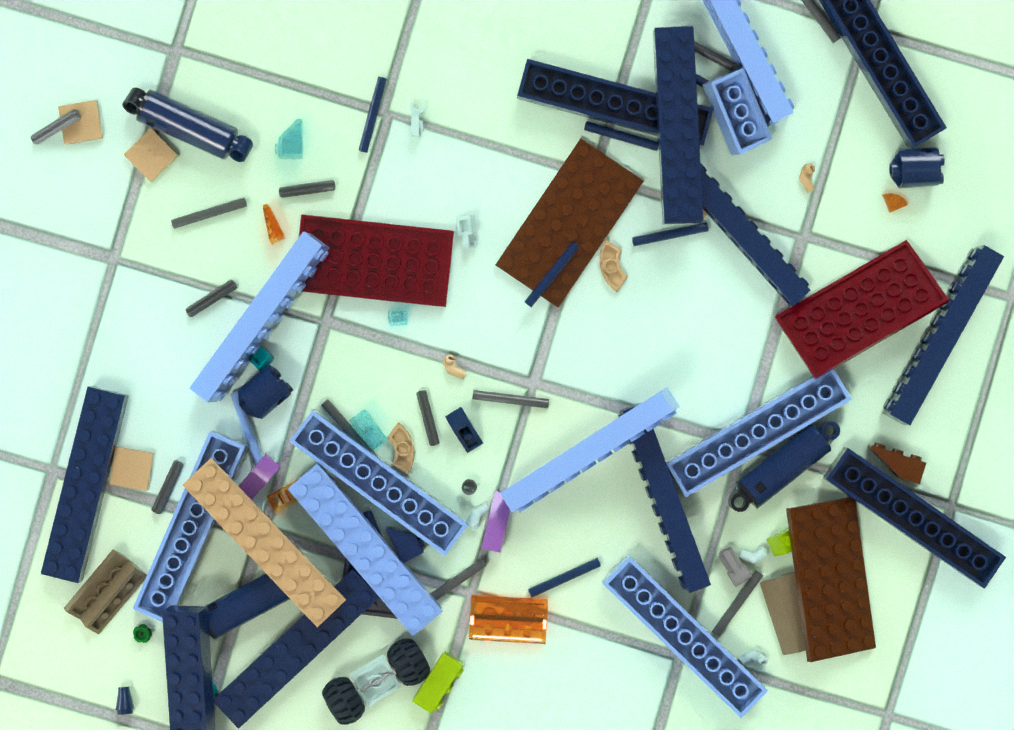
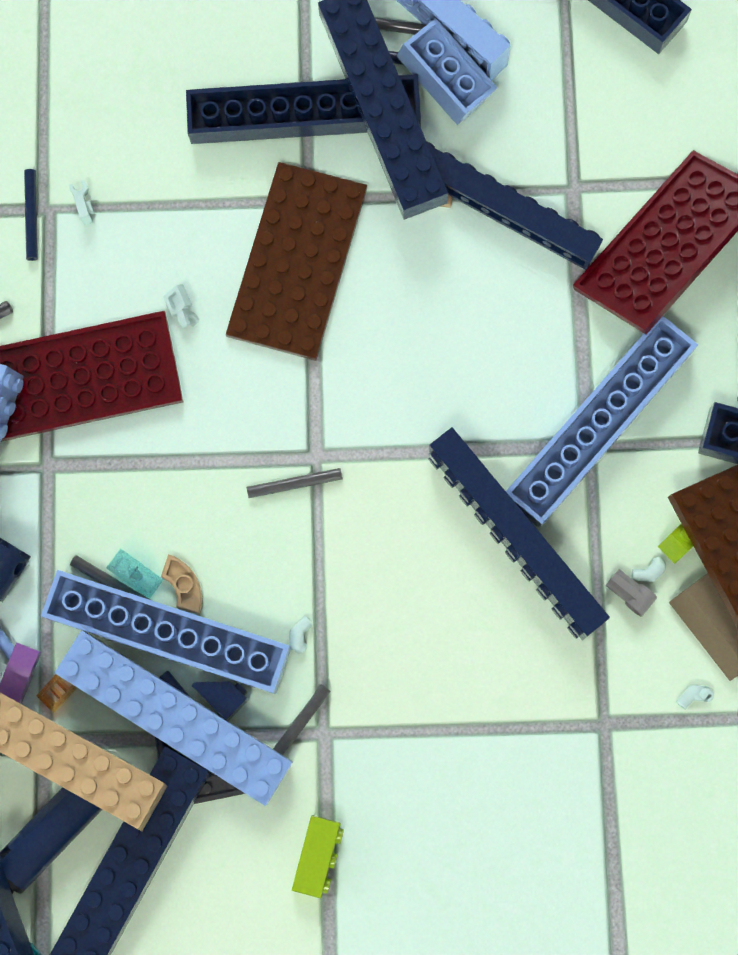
camera: 10 degrees left, 10 degrees down
(375, 681) = (237, 880): black plate -> none
(398, 317) = (130, 431): clear light blue slope -> none
(427, 418) = (202, 537): dark grey axle -> none
(451, 367) = (212, 469): tan arm -> none
(464, 429) = (250, 536): dark blue slope -> none
(469, 483) = (278, 599): dark grey hinge -> none
(496, 524) = (325, 633): medium lavender slope -> none
(508, 619) = (378, 748): clear orange slope -> none
(552, 274) = (294, 321): dark blue piece -> none
(564, 577) = (430, 675): dark blue piece -> none
(595, 447) = (405, 502): light blue brick -> none
(610, 265) = (361, 292): tan tile -> none
(621, 136) = (324, 145): dark blue piece -> none
(670, 234) = (418, 234): dark blue piece -> none
(684, 636) = (602, 696): light blue brick -> none
(737, 603) = (651, 636): dark grey piece -> none
(783, 466) = (646, 451): dark blue piece -> none
(805, 177) = (550, 118): tan arm -> none
(894, 201) = (663, 115): clear orange tile -> none
(917, 167) = (675, 65): dark blue cylinder -> none

